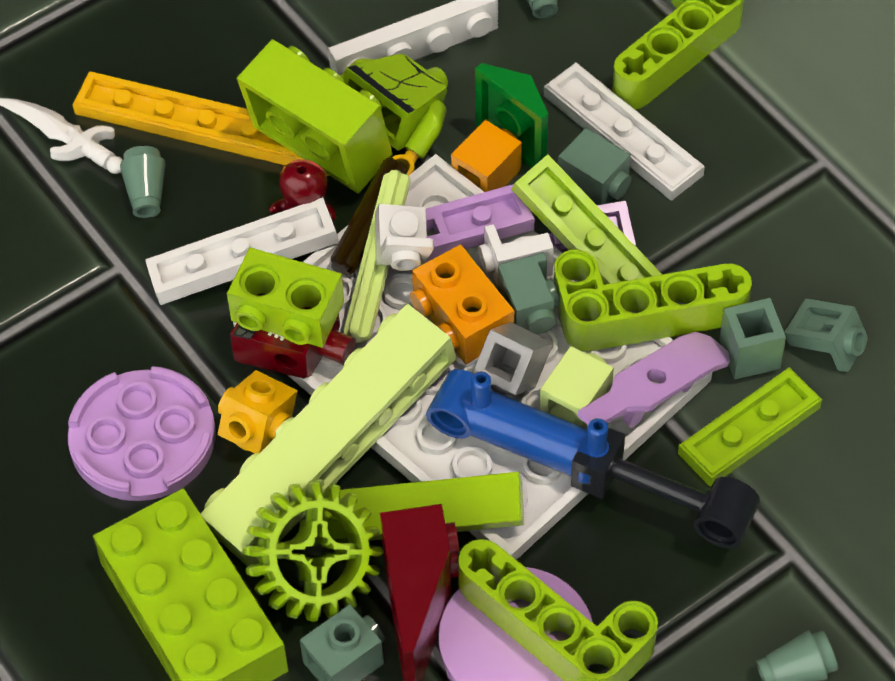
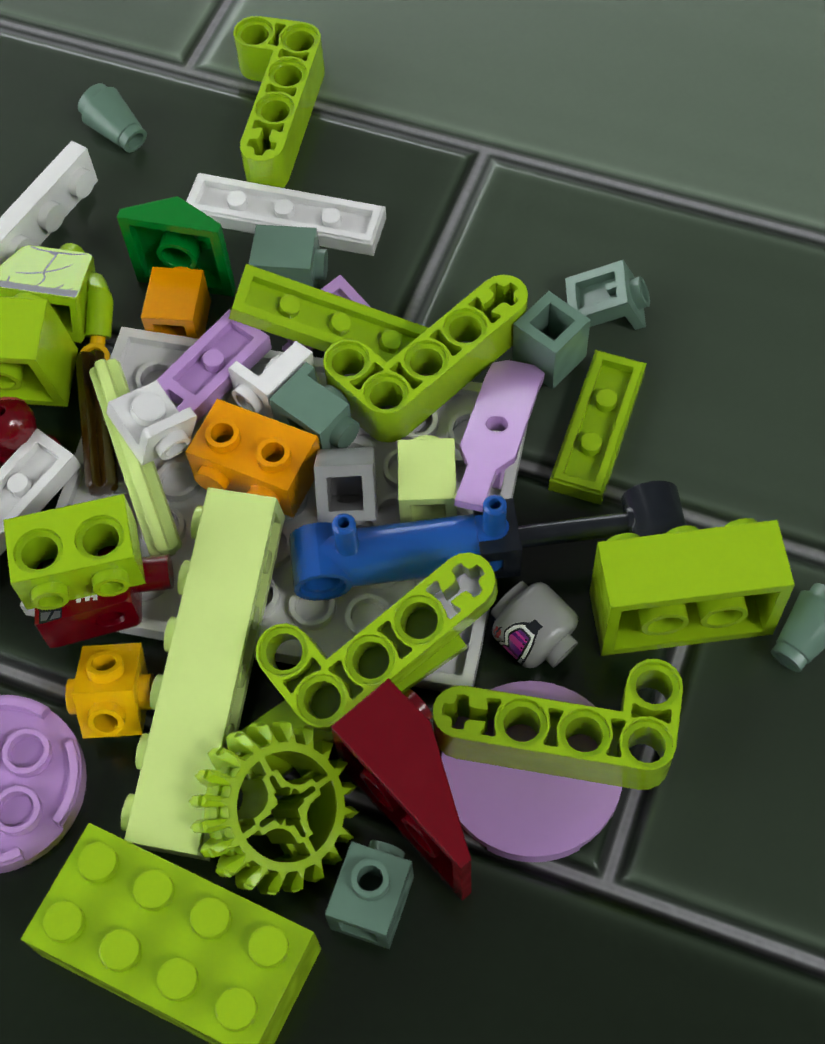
camera: 30 degrees left, 5 degrees up
(467, 474) = (386, 632): none -> lime beam
(588, 539) = (534, 625): none -> light grey head
(715, 574) = (689, 586): none -> lime brick

